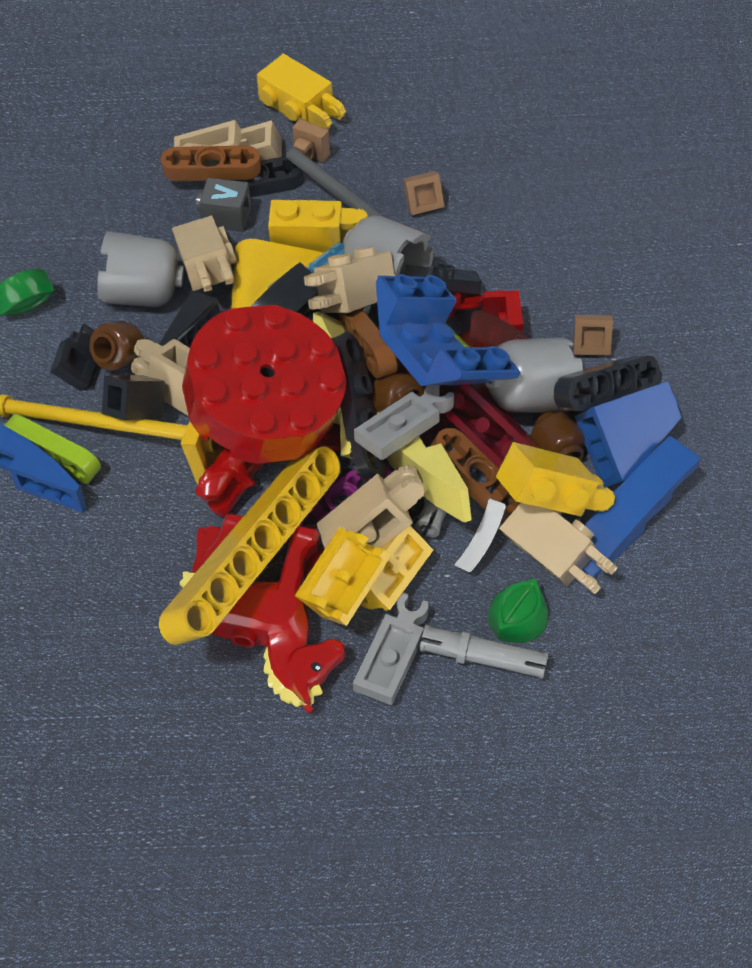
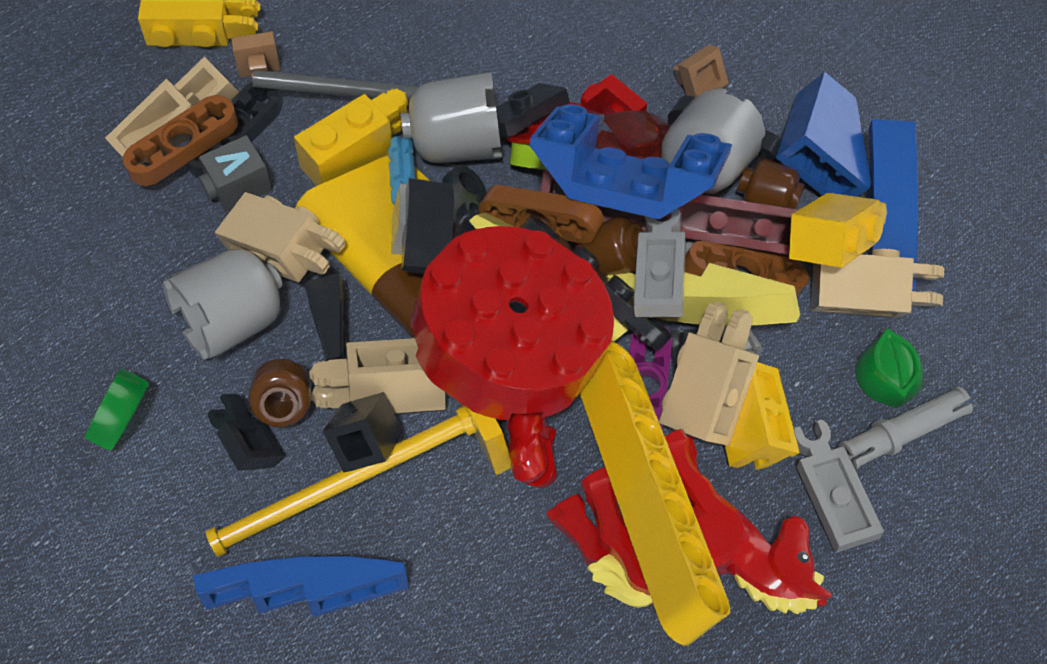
camera: 45 degrees left, 5 degrees up
(71, 457) = (355, 539): lime beam -> none
(342, 576) = (754, 453): yellow hinge -> none
(349, 280) = (475, 162): tan hinge -> none
(423, 192) = (417, 38): medium nougat tile -> none
(483, 536) = (807, 332): white sticker -> none
(607, 383) = (776, 109): black beam -> none

